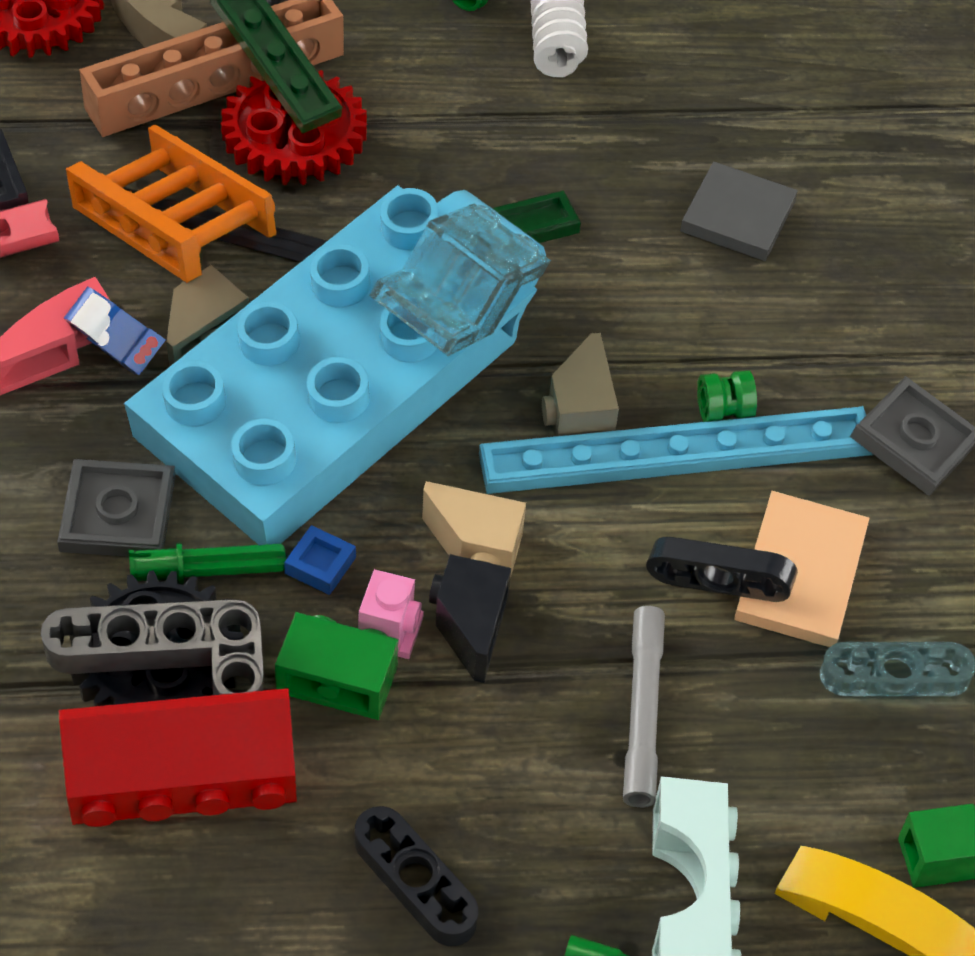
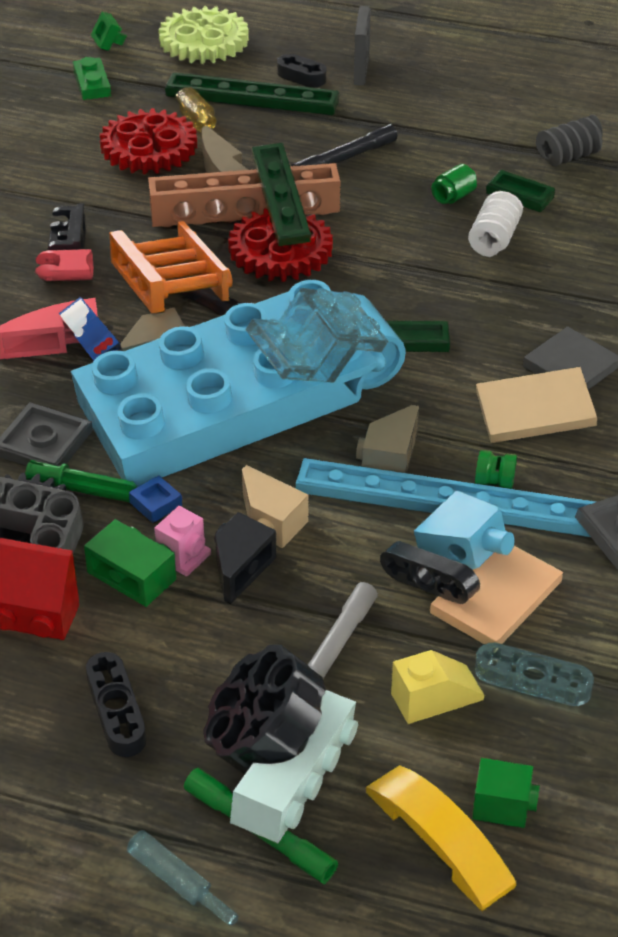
camera: 25 degrees right, 10 degrees down
(627, 848) = (264, 709): none -> black connector
(729, 287) = (536, 405): none -> tan tile
(738, 498) = (465, 531): none -> medium azure torso
(792, 727) = (432, 685): none -> light yellow slope

